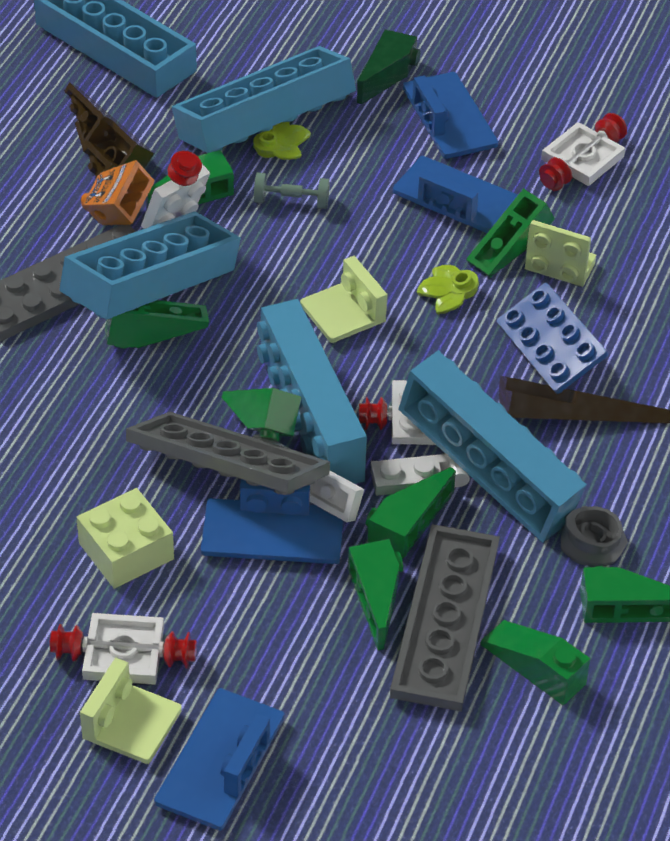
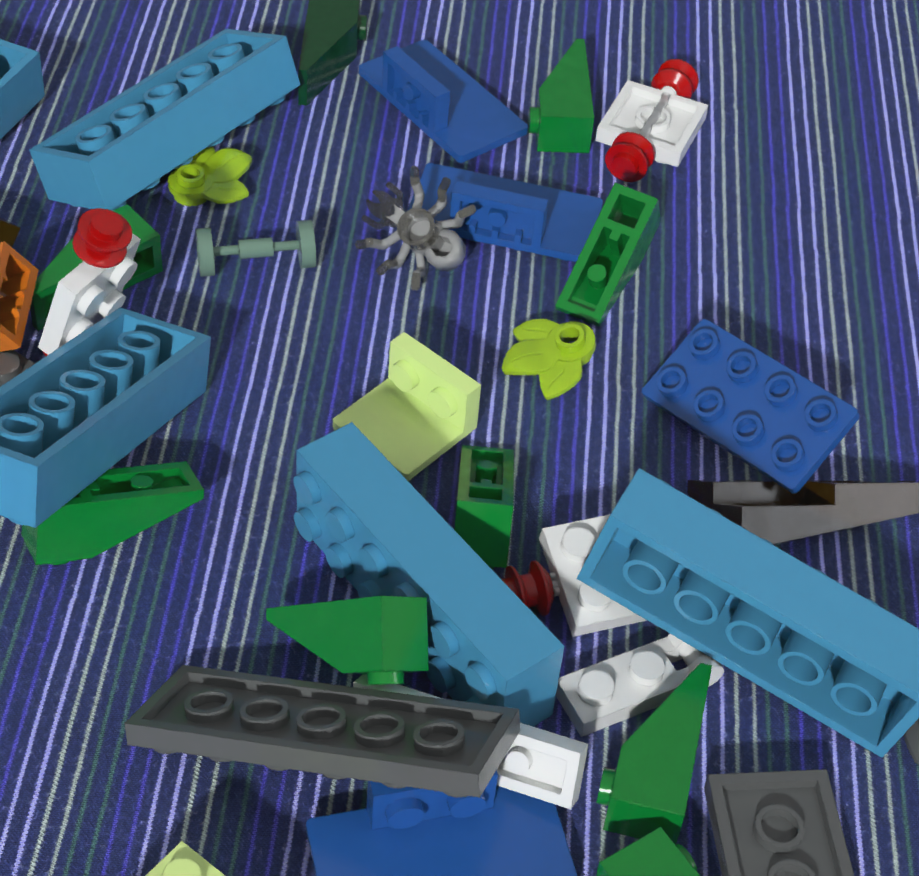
camera: 20 degrees left, 0 degrees up
(367, 363) = (486, 502): none -> green slope
(393, 197) = (417, 229): none -> animal
(528, 130) = (565, 105): none -> green slope
(559, 253) = (696, 270): yellowish green bracket -> none

